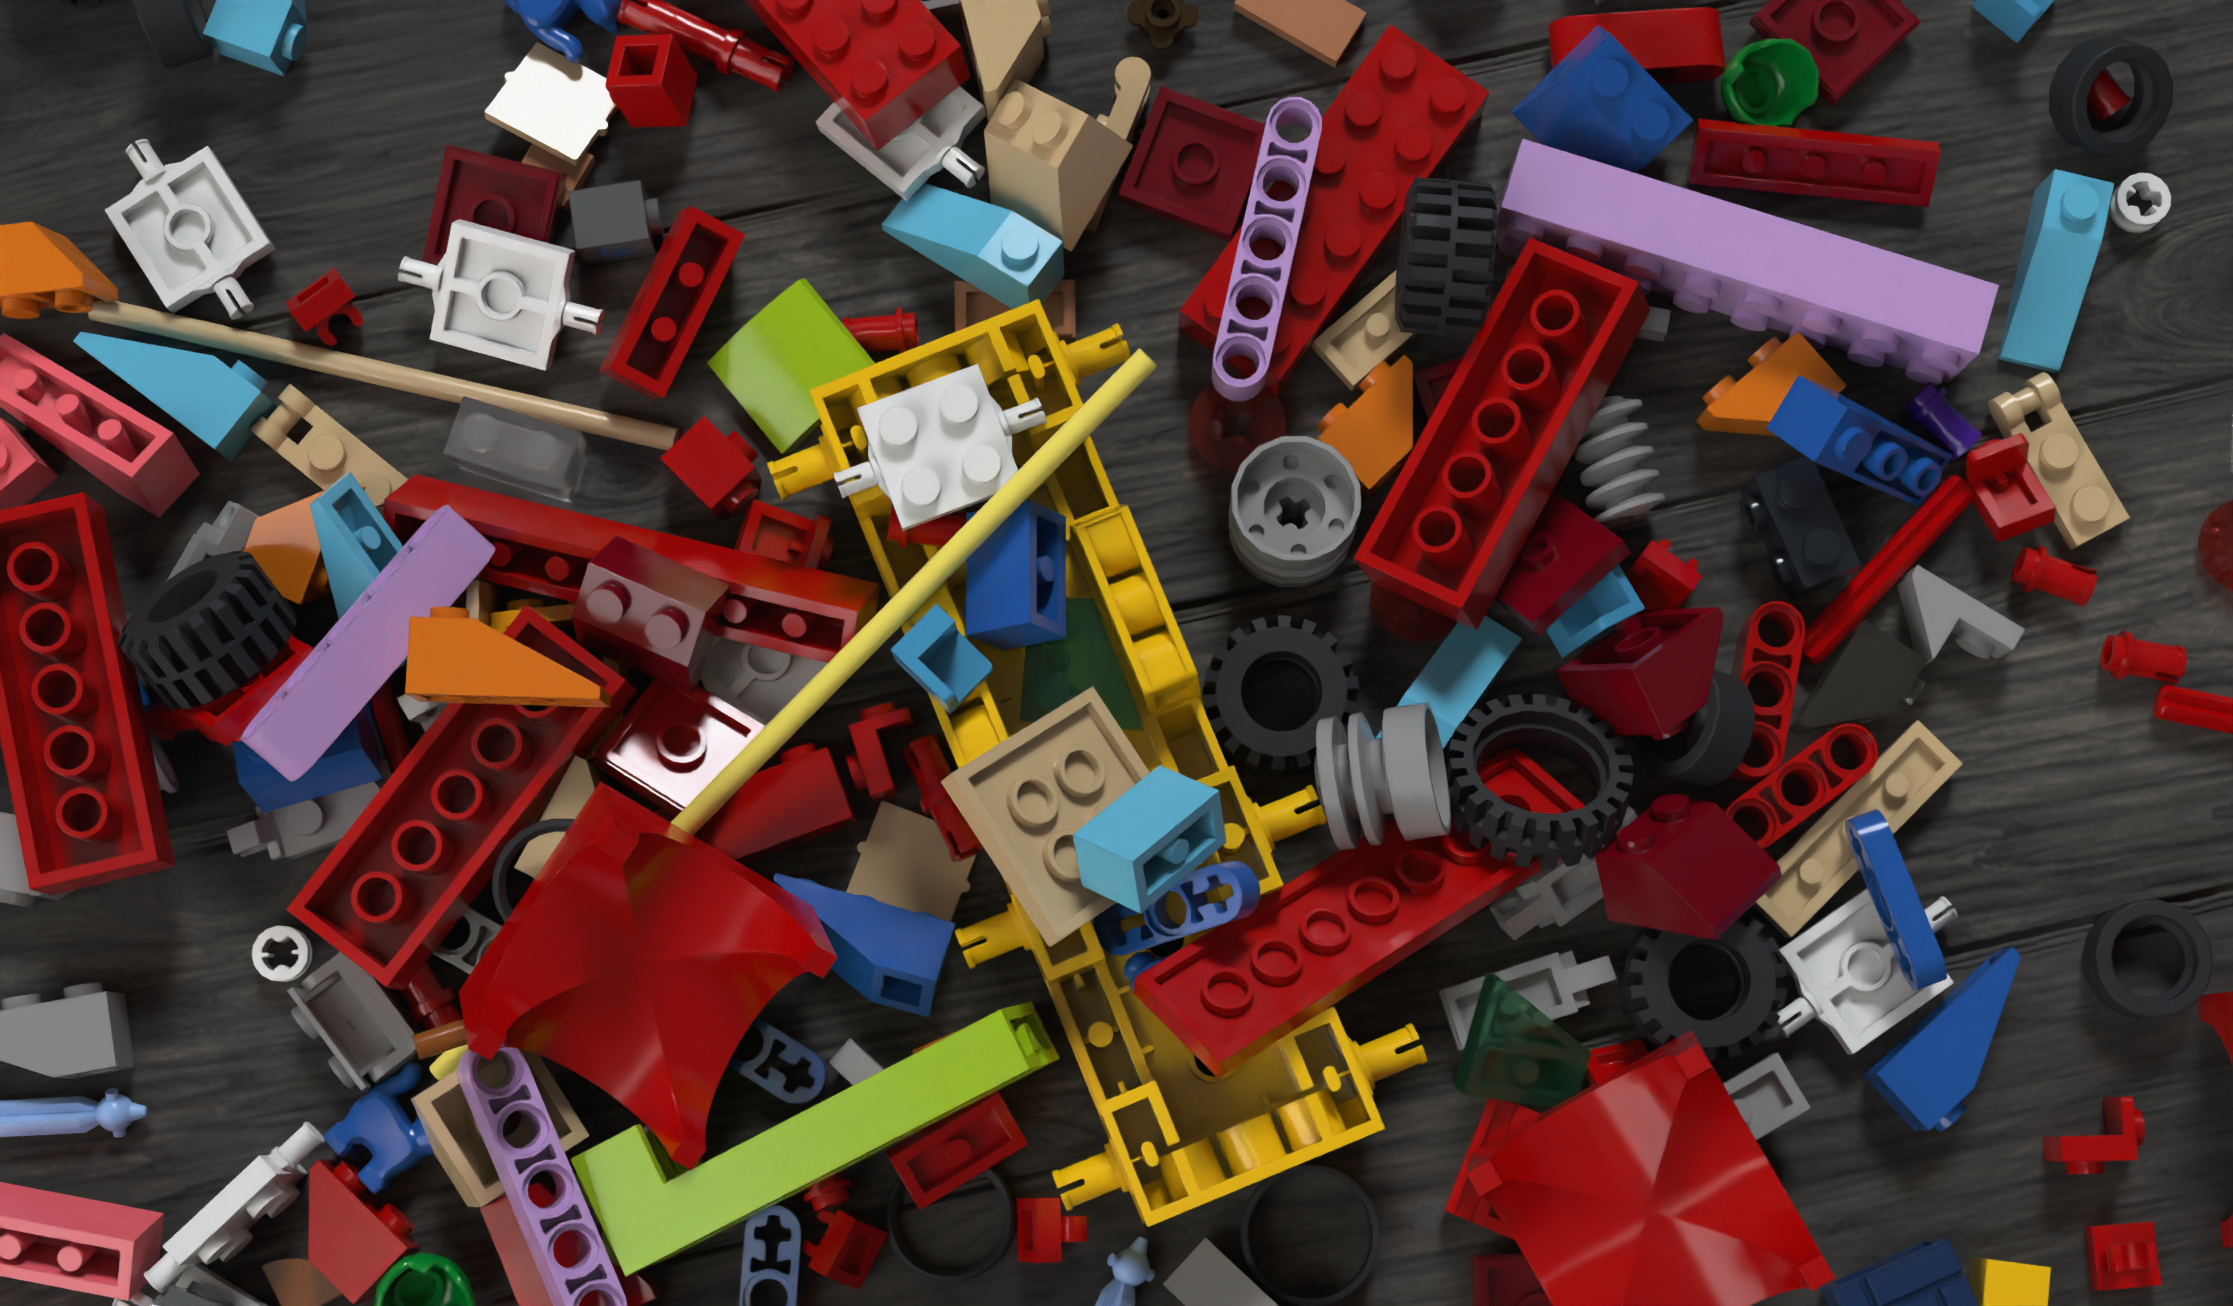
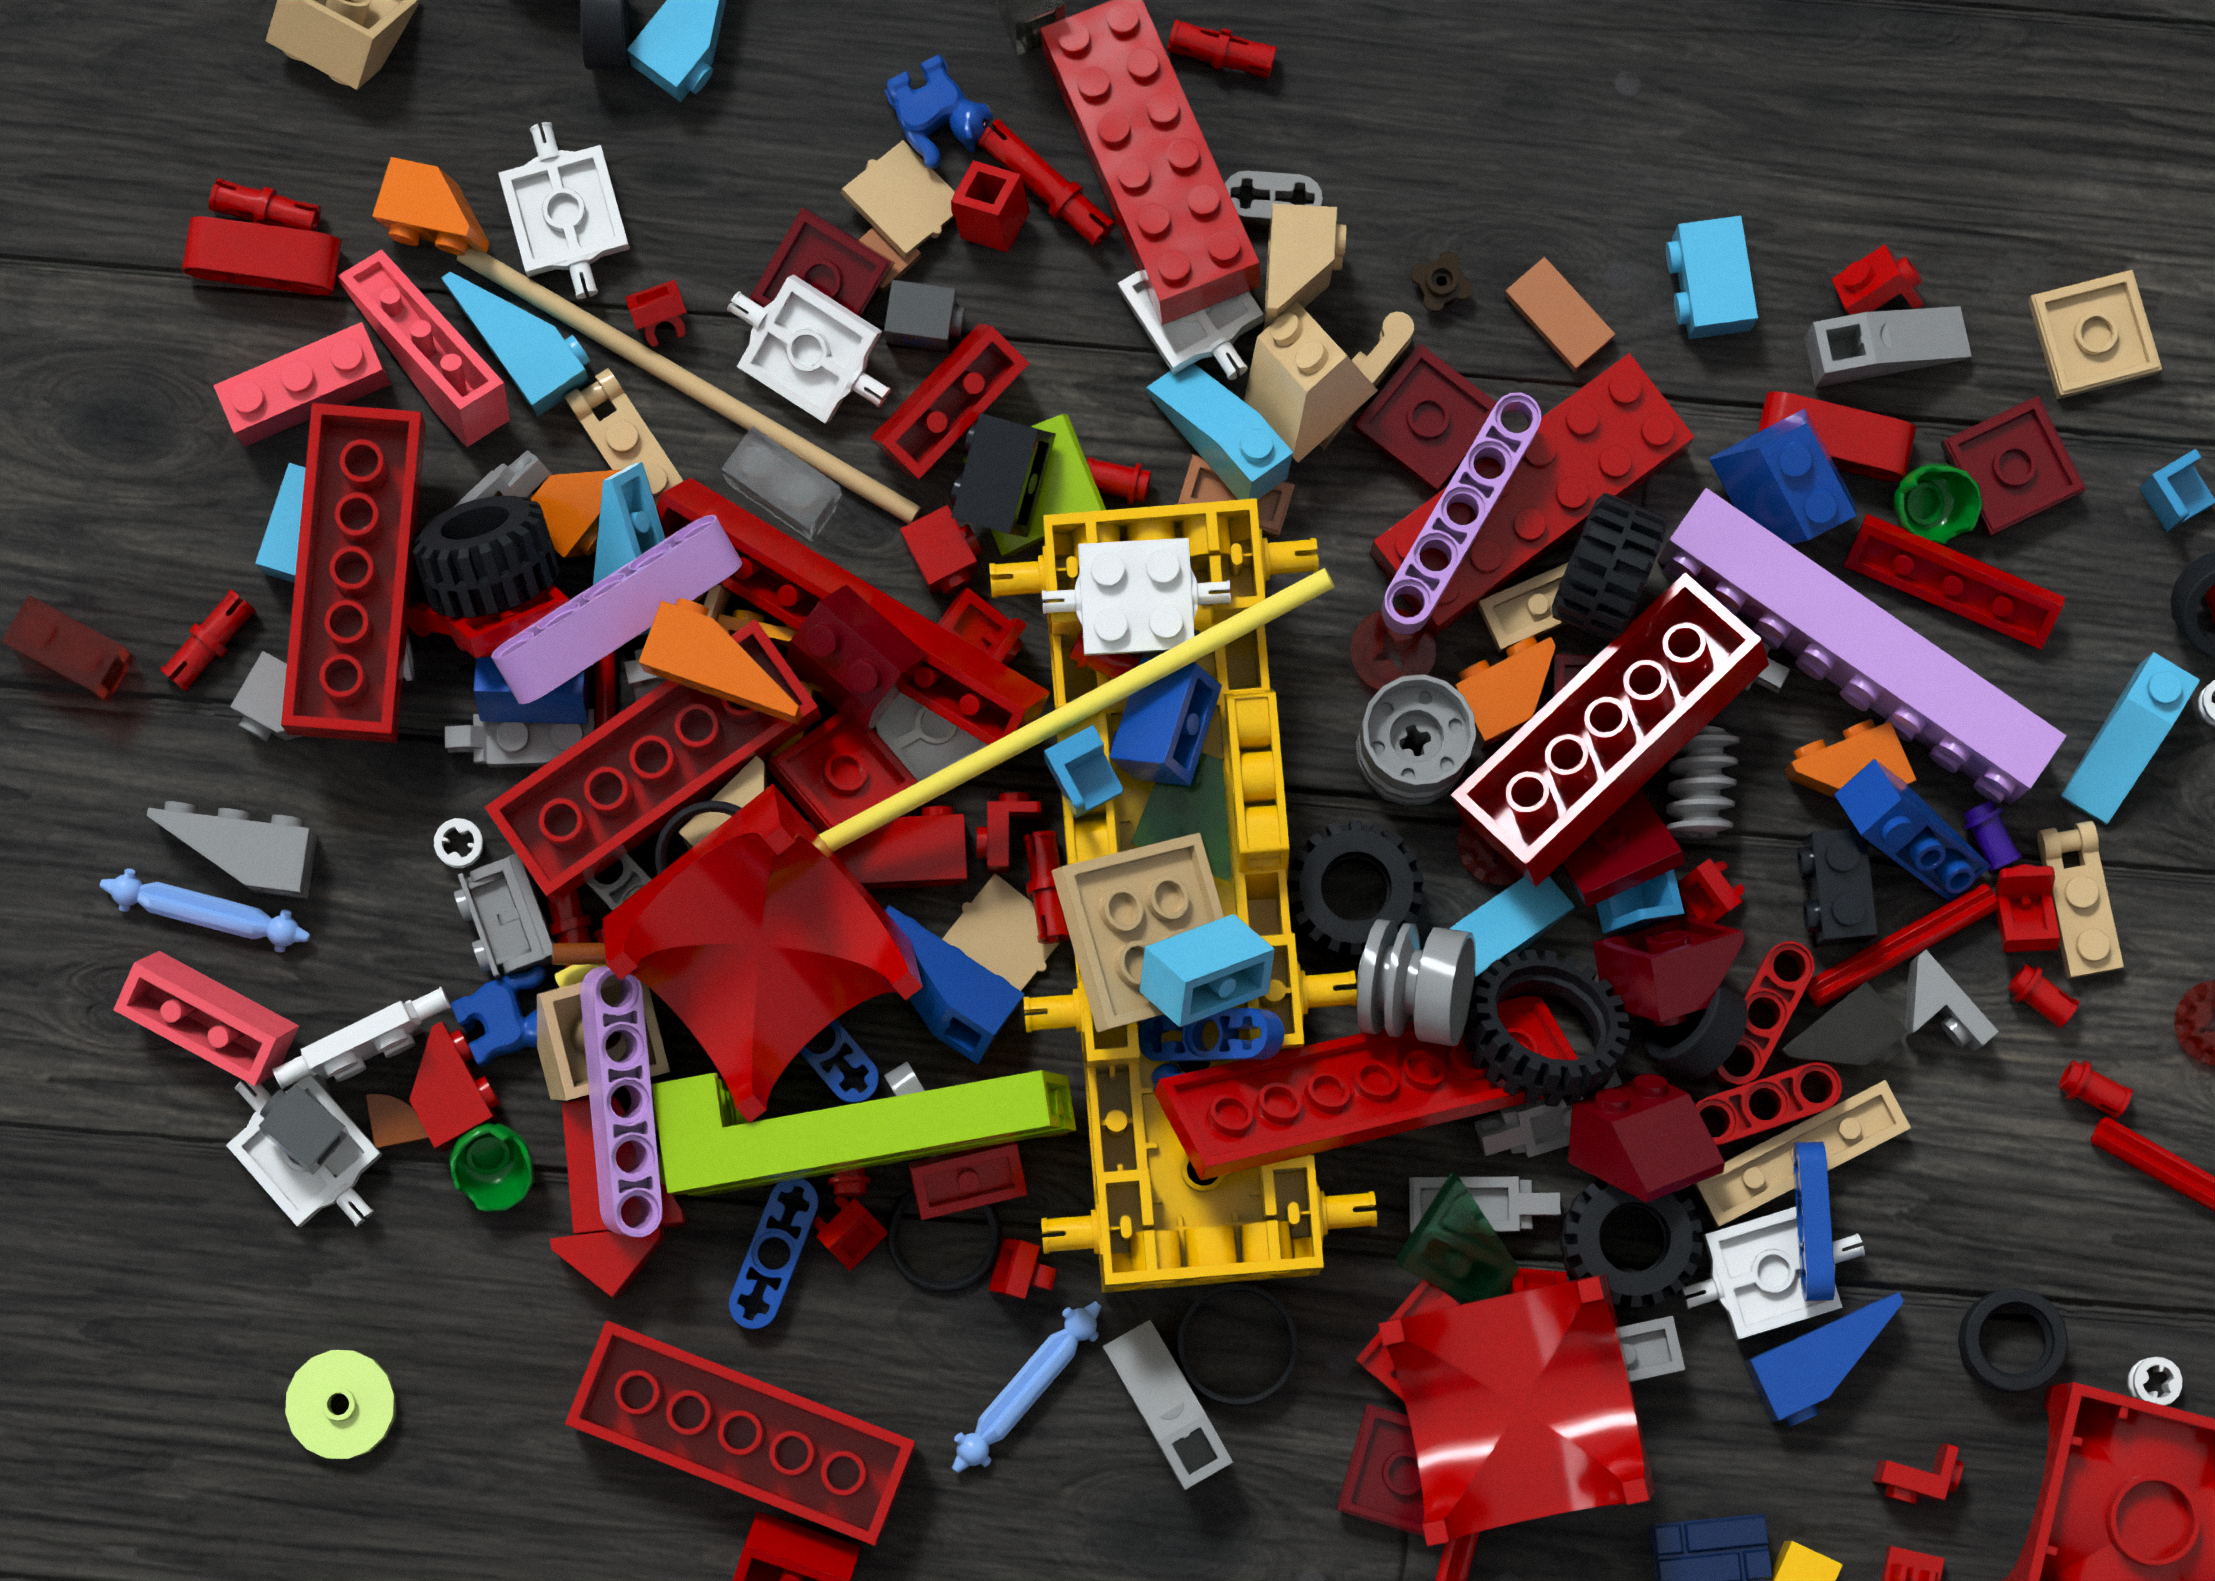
camera: 15 degrees right, 0 degrees up
(753, 363) = (1002, 475): none -> black brick

